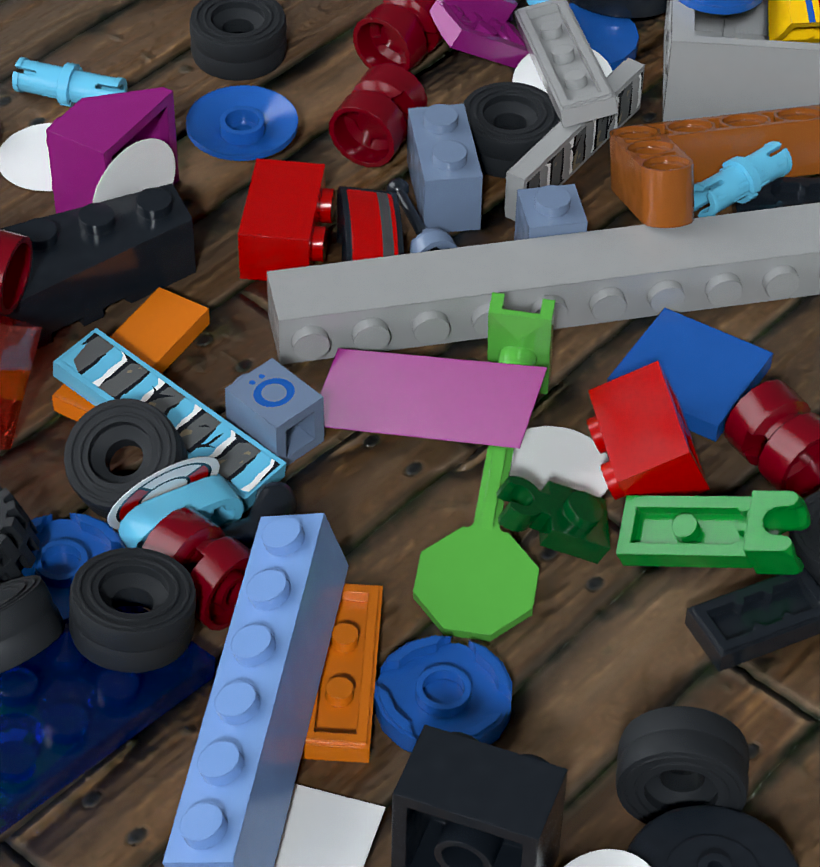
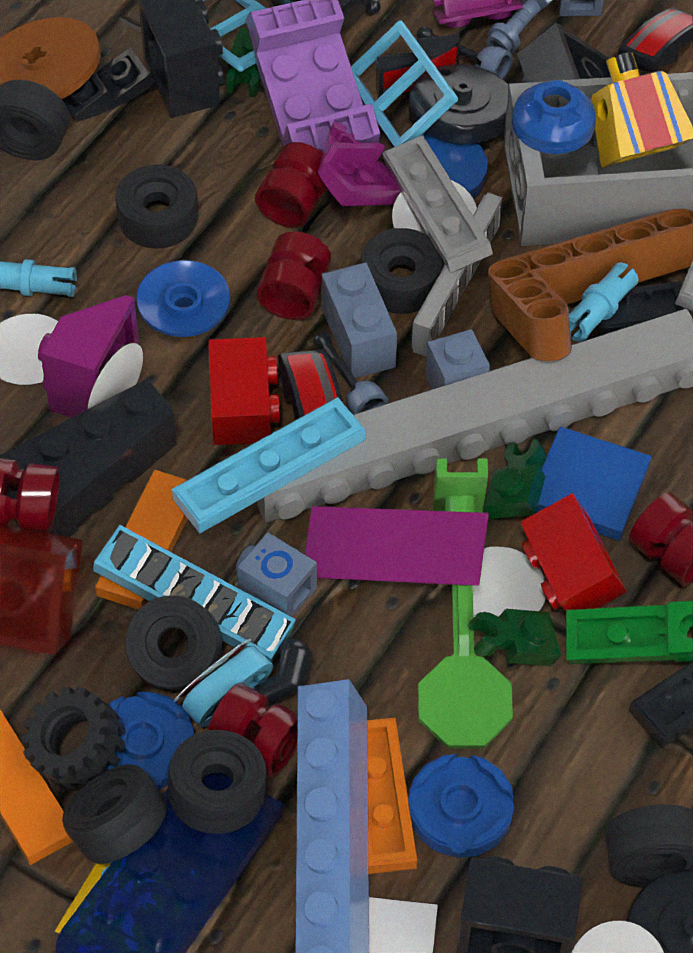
camera: 10 degrees left, 10 degrees up
(291, 287) = (268, 465): none -> medium azure tile
(596, 357) = (518, 487): none -> dark green plate

